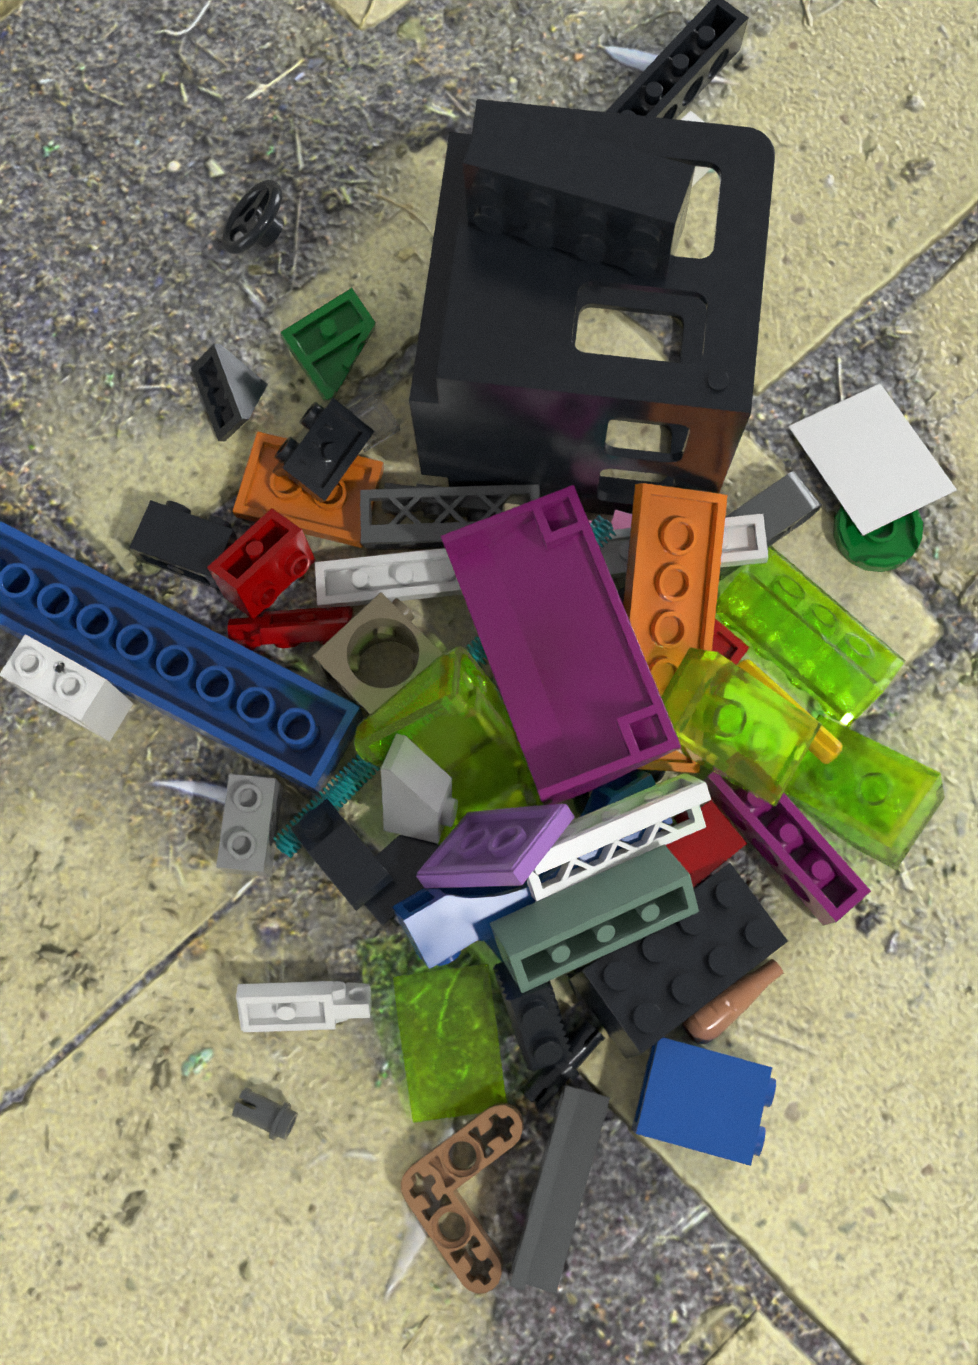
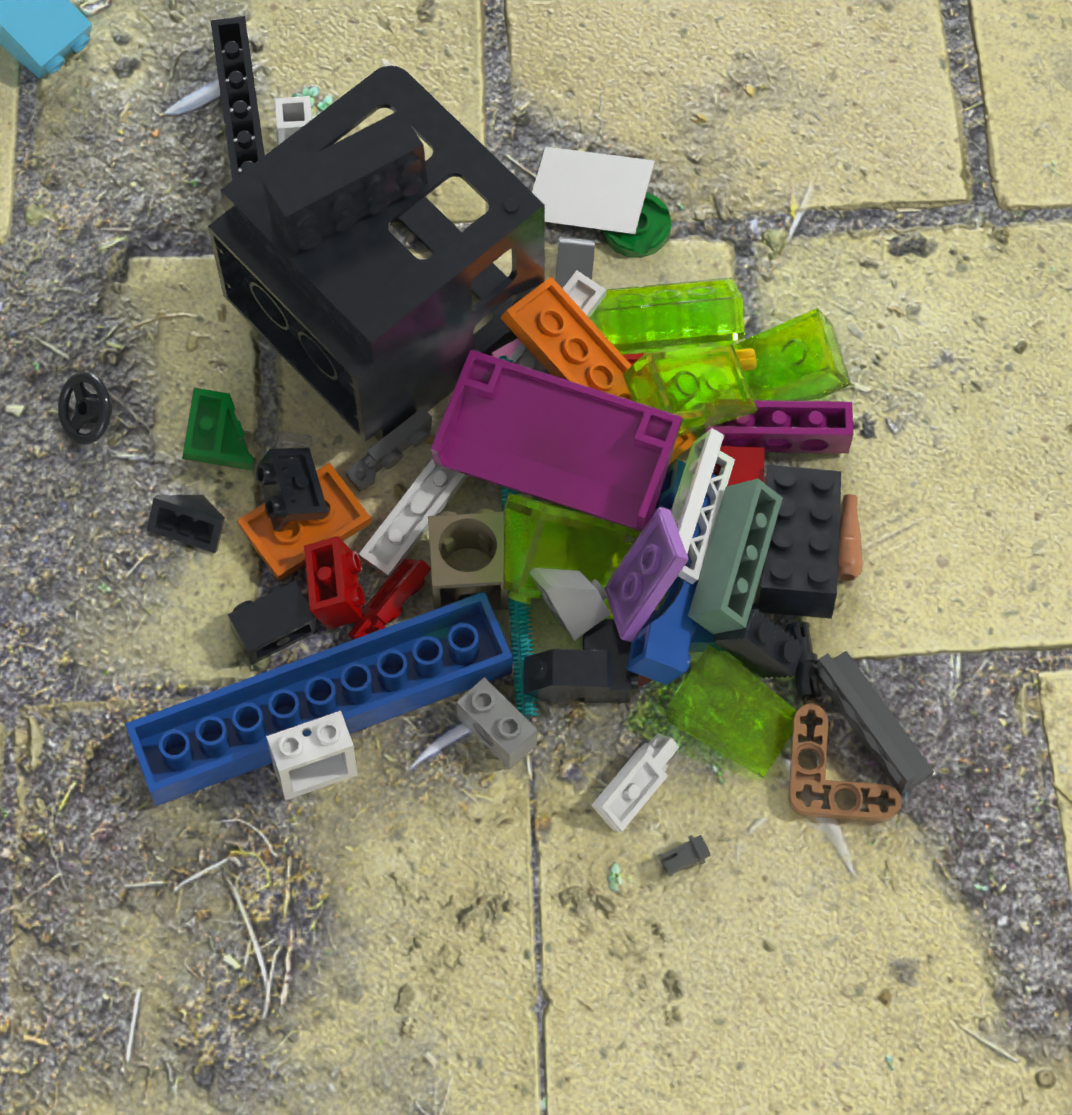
camera: 50 degrees left, 10 degrees down
(428, 535) = (411, 465): dark grey fence -> none
(704, 1101) = (892, 599): blue brick -> none

